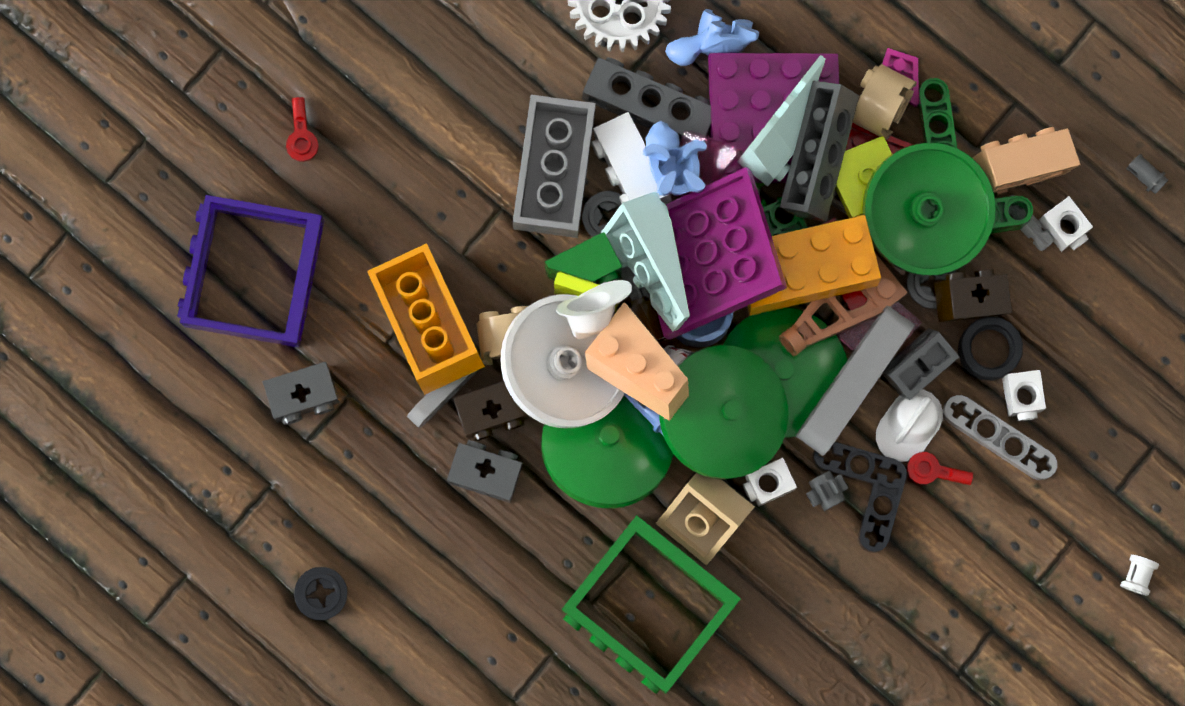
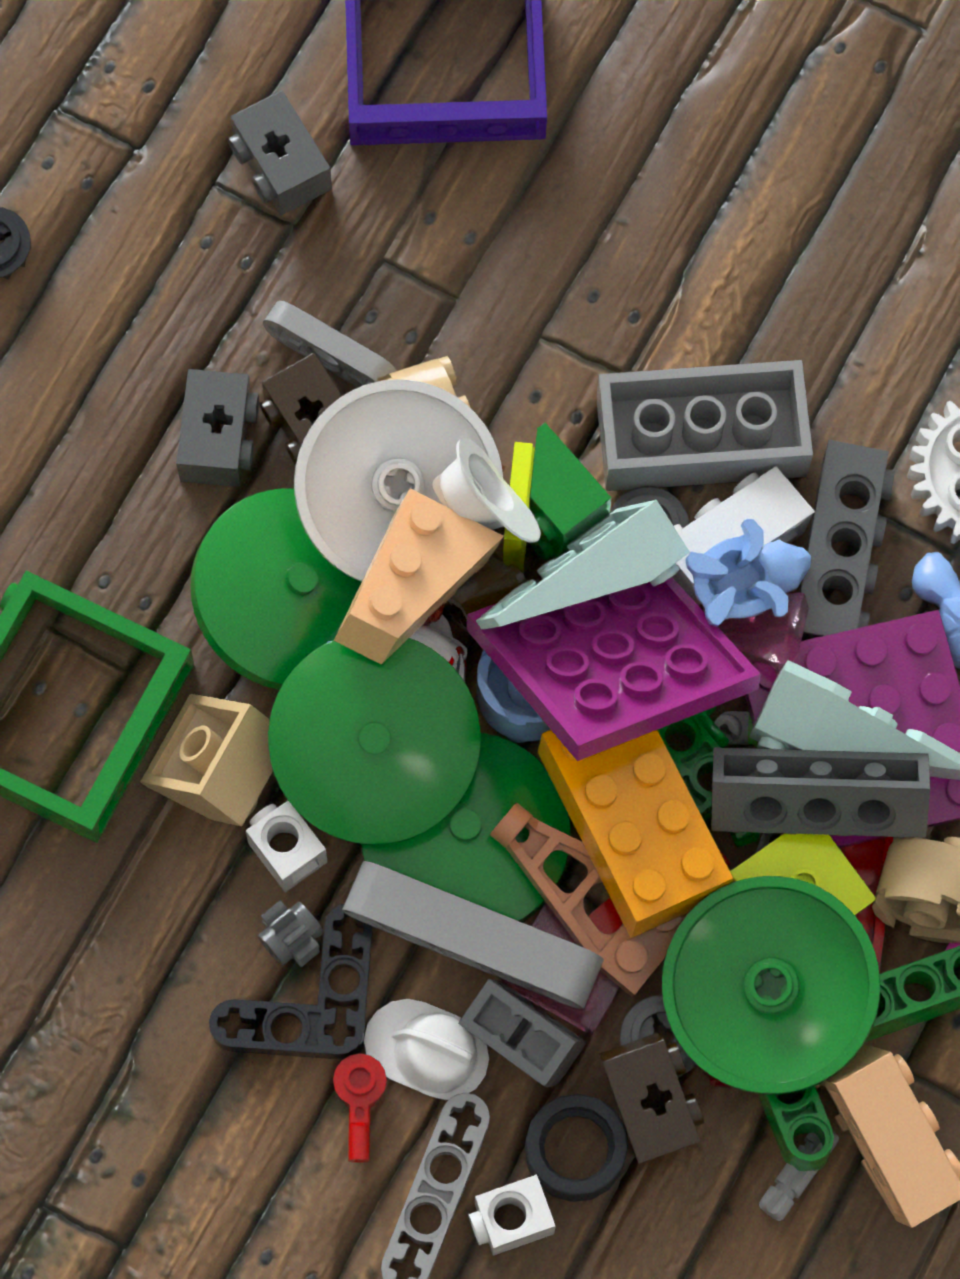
camera: 80 degrees right, 10 degrees down
(301, 144) = (652, 80): red plate -> none
(425, 319) = (422, 286): light orange brick -> none
(1066, 211) = (822, 1211): white brick -> none

